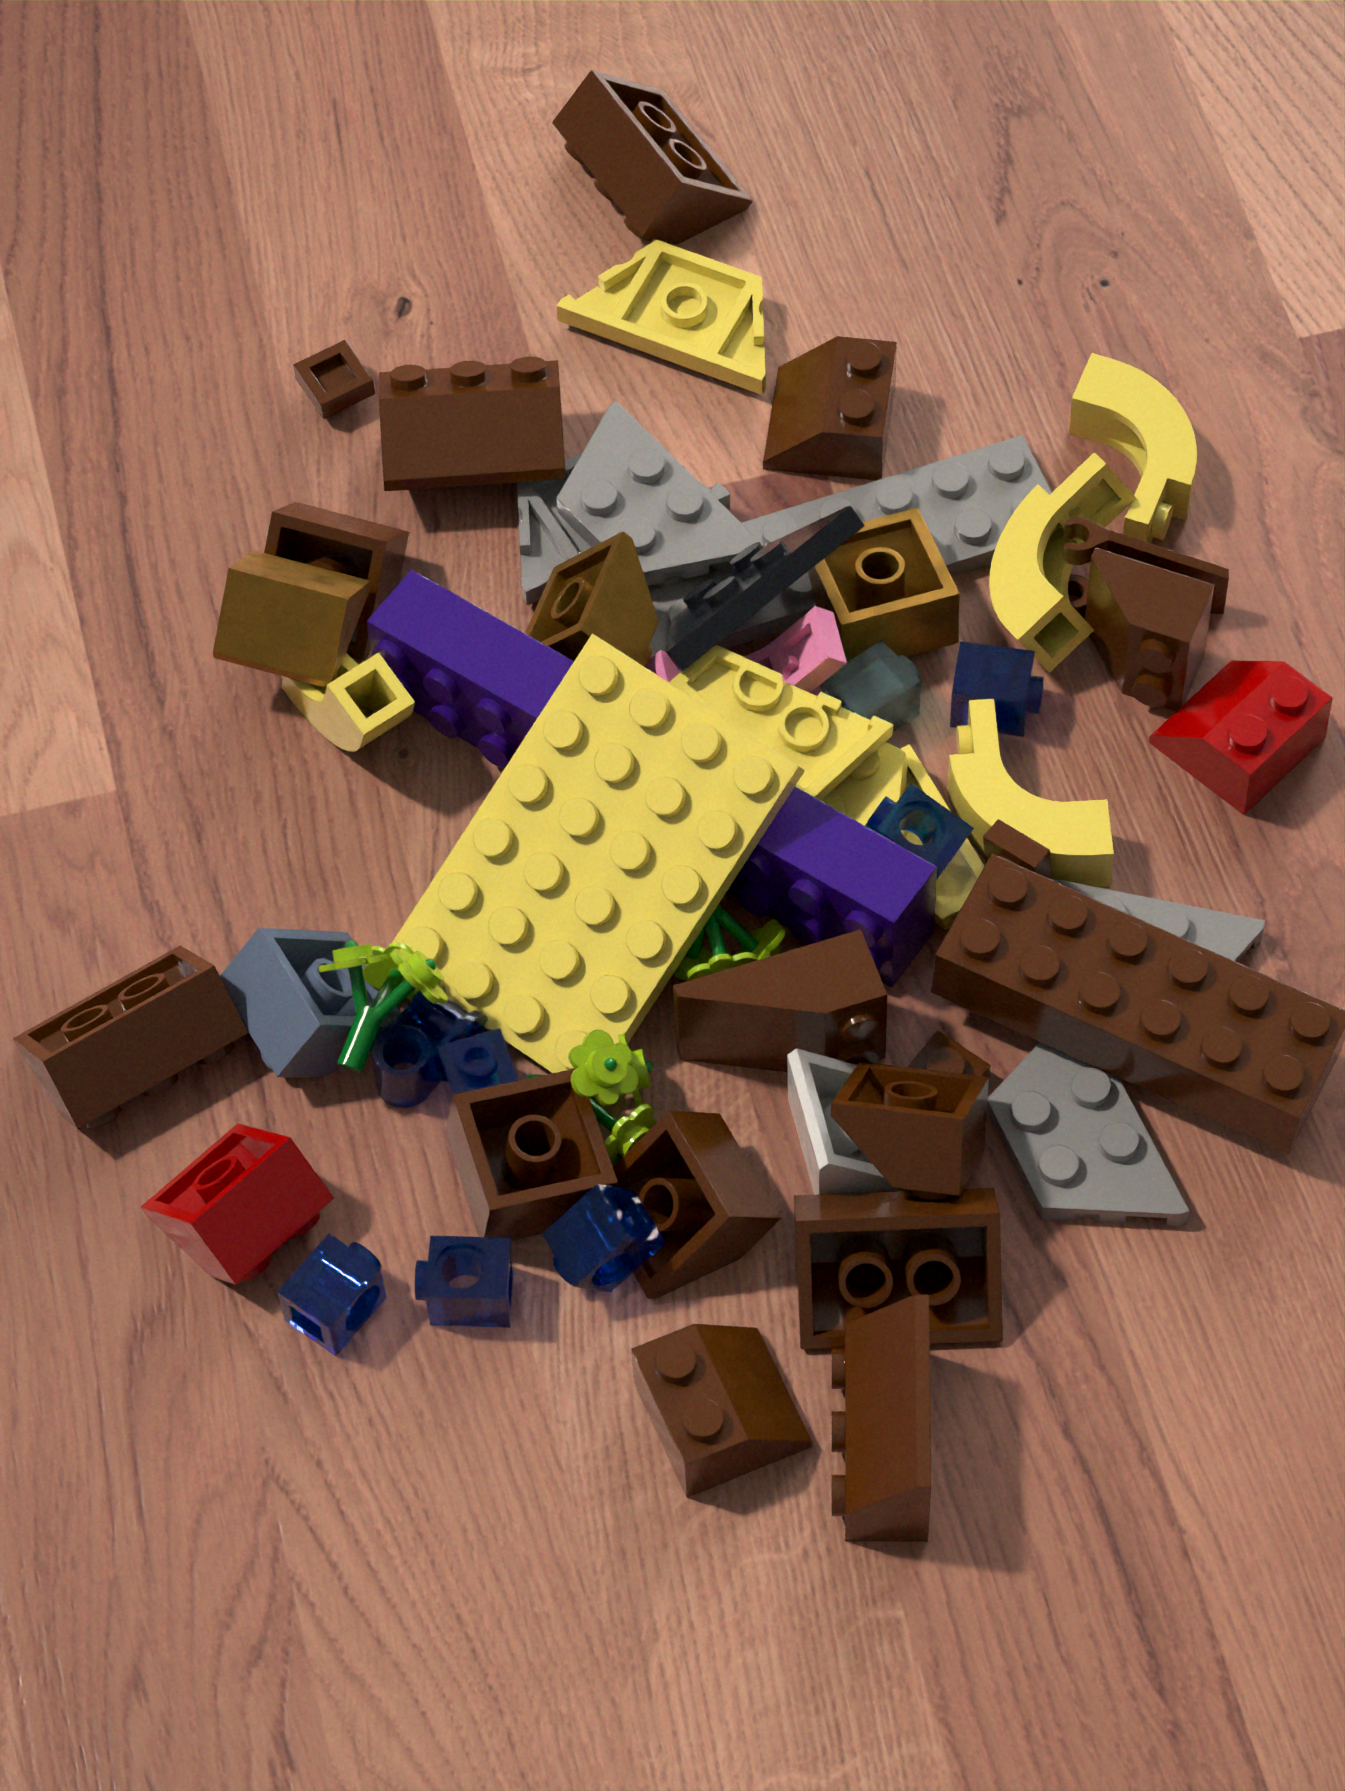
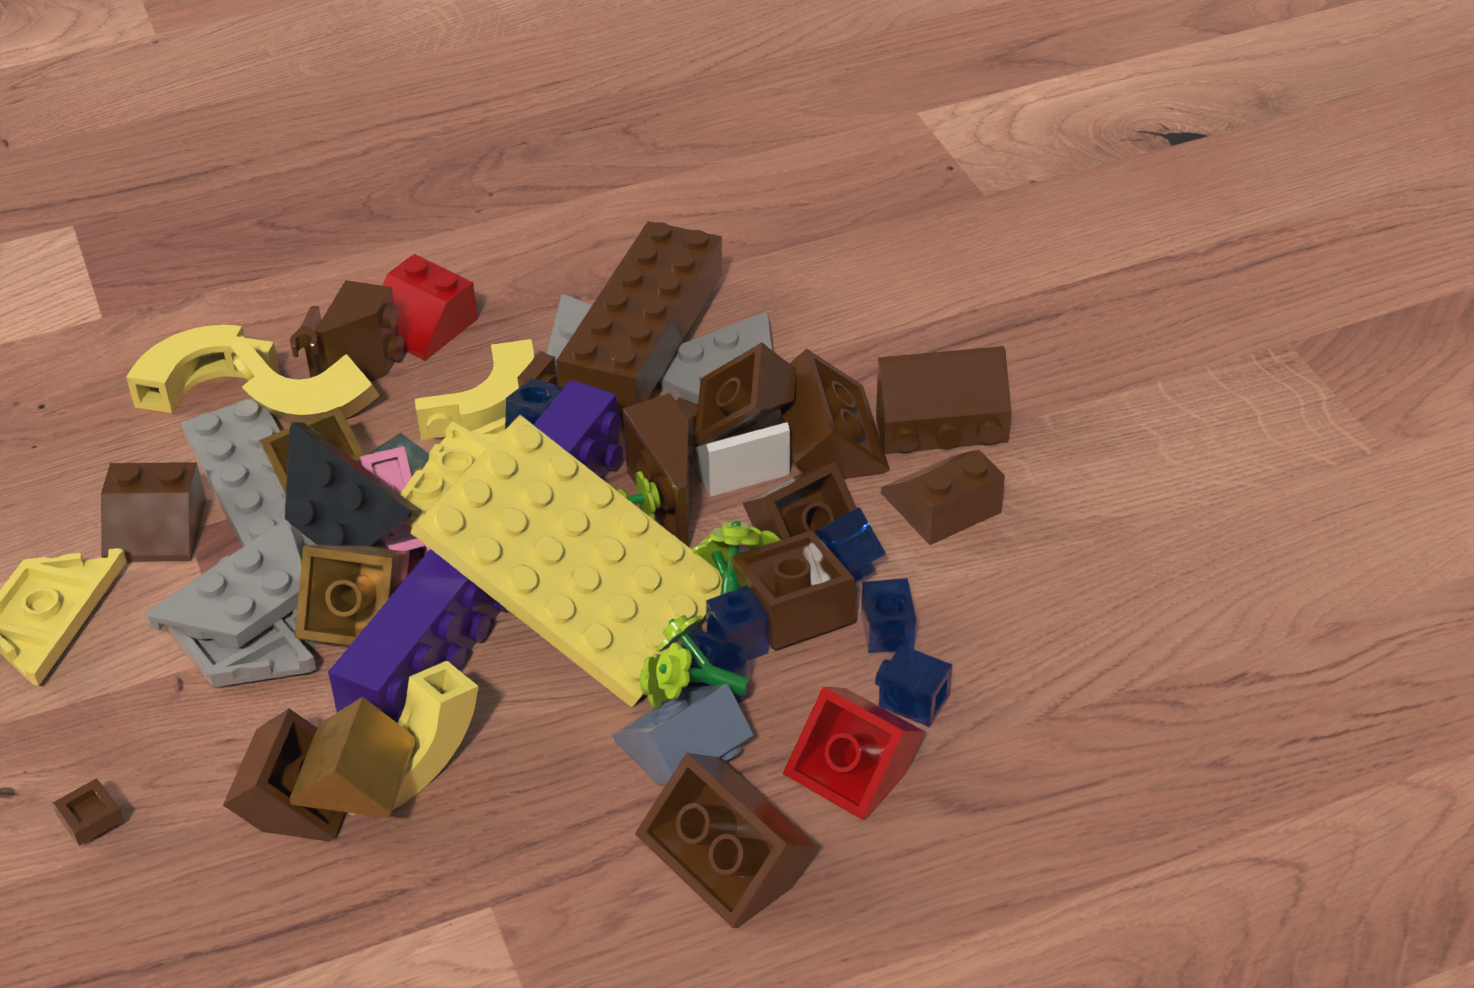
camera: 100 degrees left, 15 degrees down
(471, 424) = (159, 700): reddish brown slope -> none
(997, 675) = (393, 412): clear blue brick -> none

